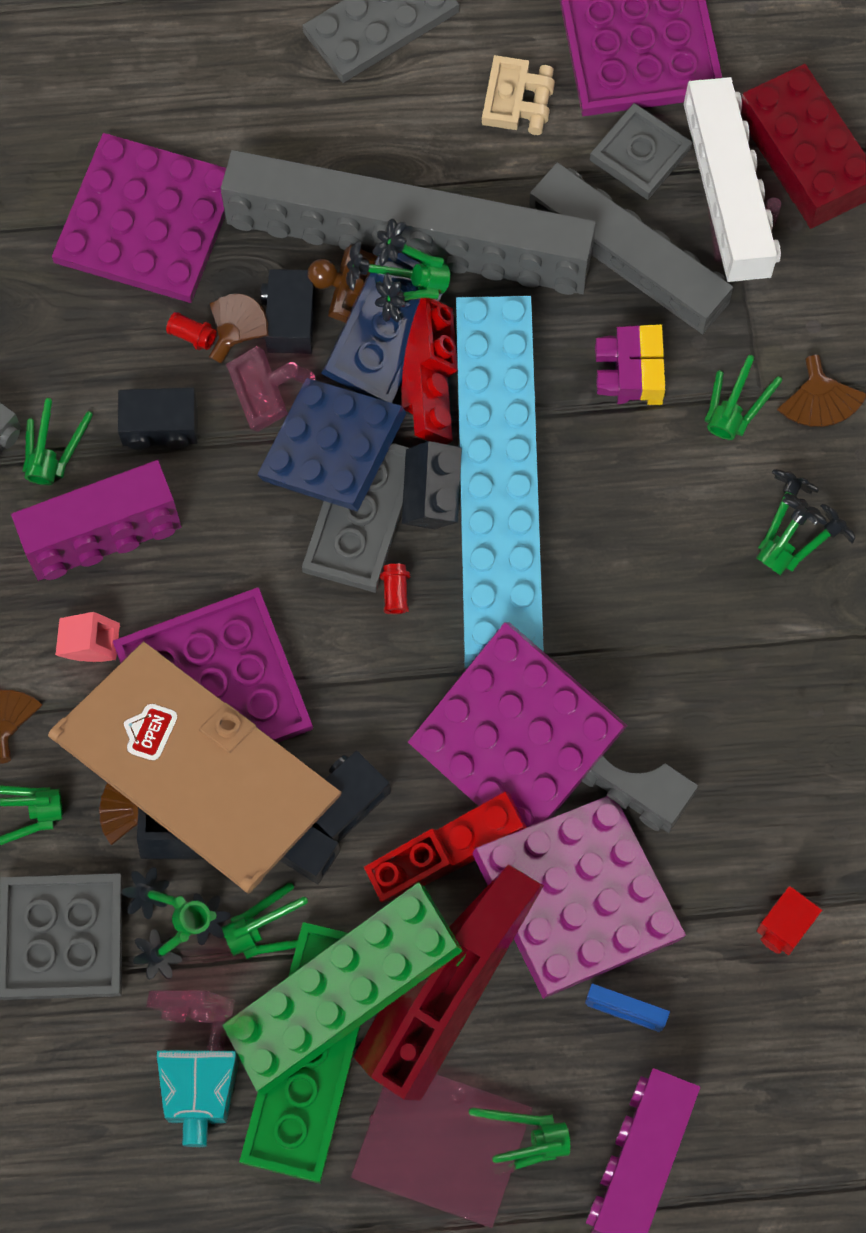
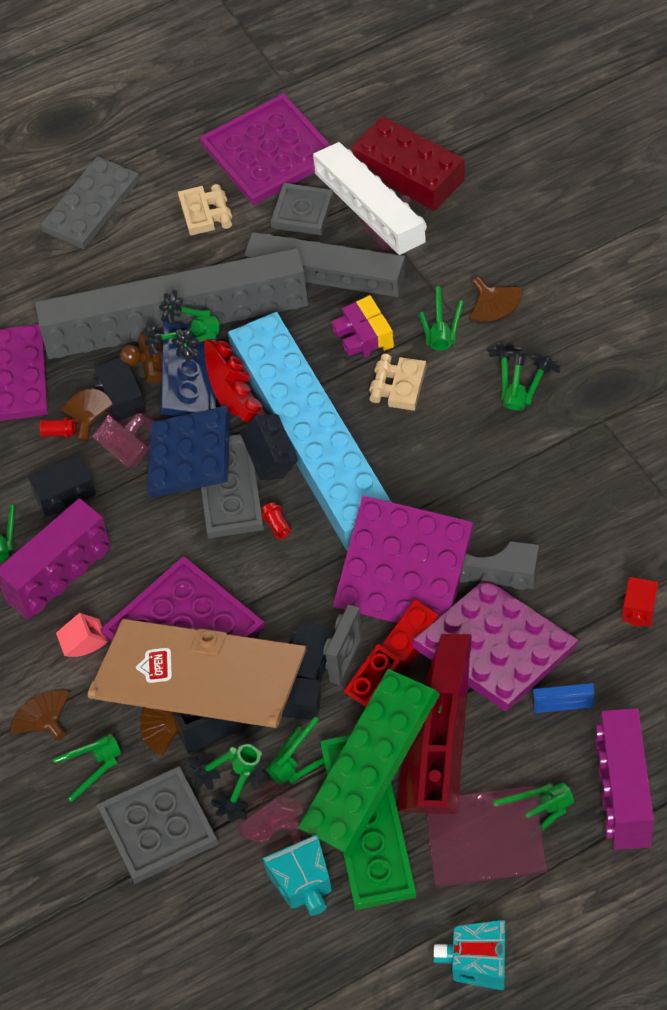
camera: 20 degrees left, 15 degrees down
(382, 816) = (344, 644): none -> dark grey plate
(650, 468) = (406, 384): none -> tan plate

